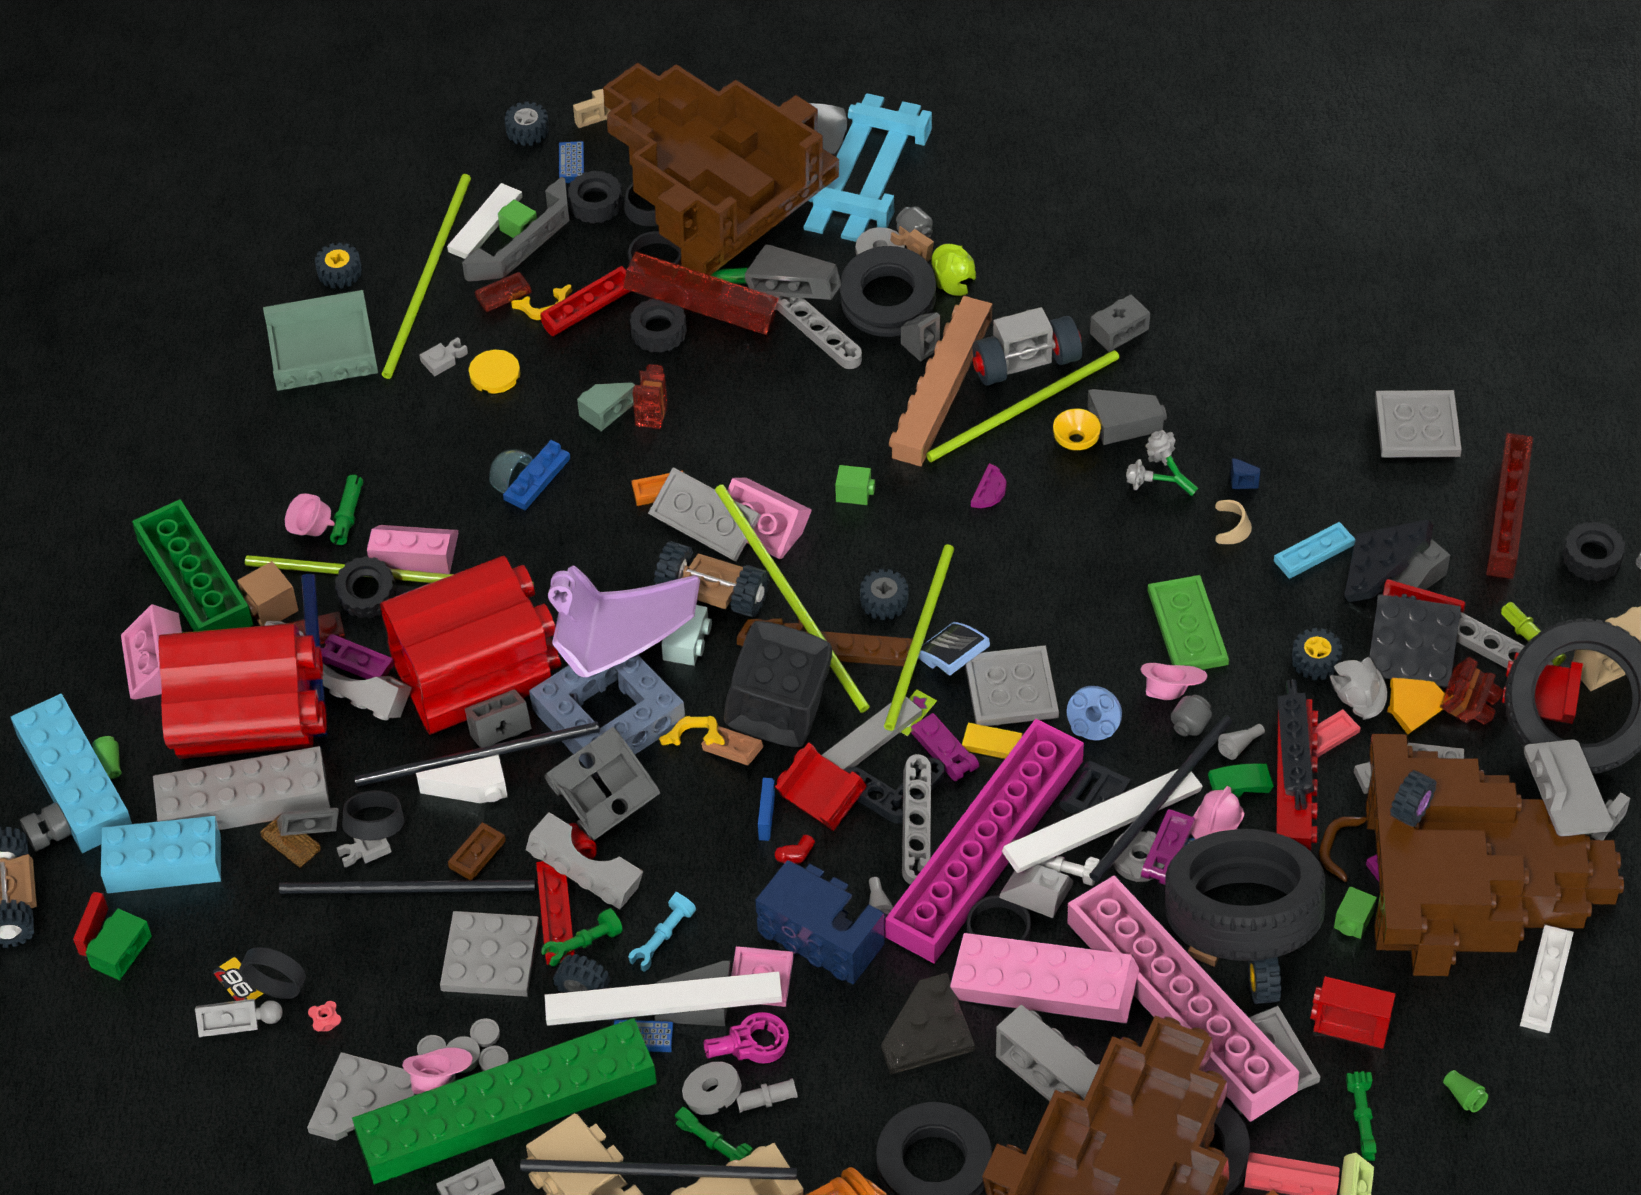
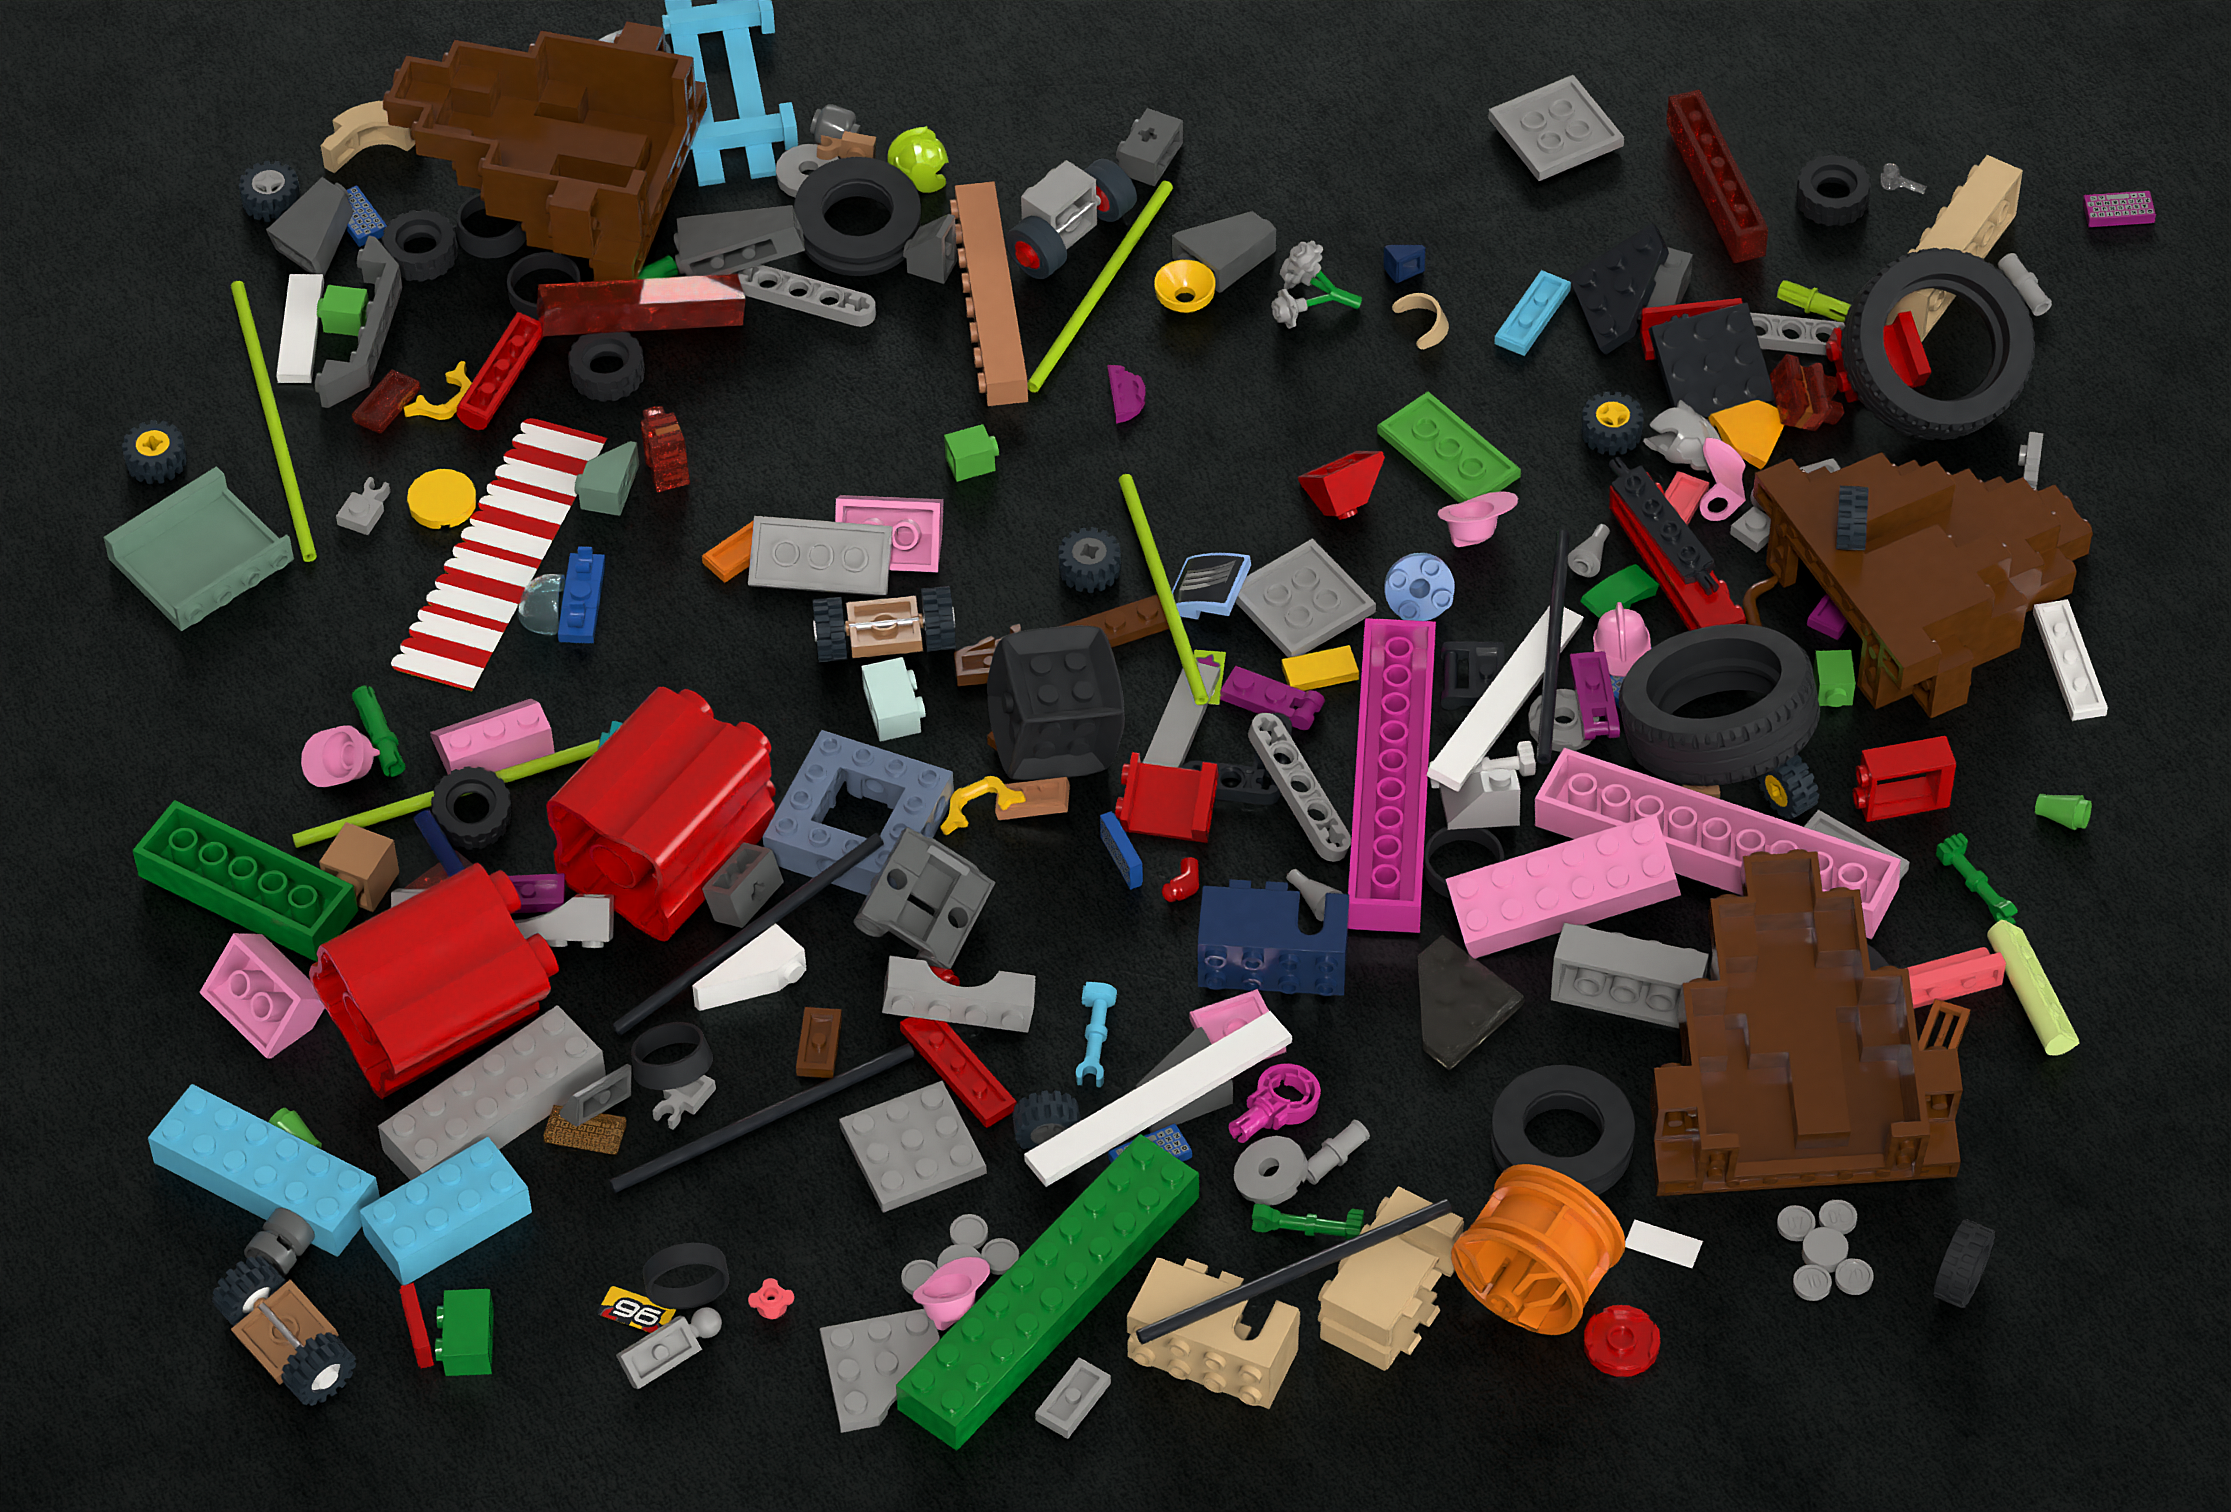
camera: 30 degrees left, 0 degrees up
(504, 425) = (497, 555): none -> white sticker
(535, 157) = (313, 226): none -> dark grey slope
(608, 924) = (1030, 1053): green piece -> none
(611, 627) = (828, 711): lavender panel -> none
(789, 594) = (965, 589): lime piece -> none
(1094, 615) = (1343, 483): none -> red slope
(1191, 715) = (1523, 546): dark grey head -> none
(1375, 718) = (1727, 470): none -> bright pink piece
(1568, 788) = (1985, 445): light grey bracket -> none

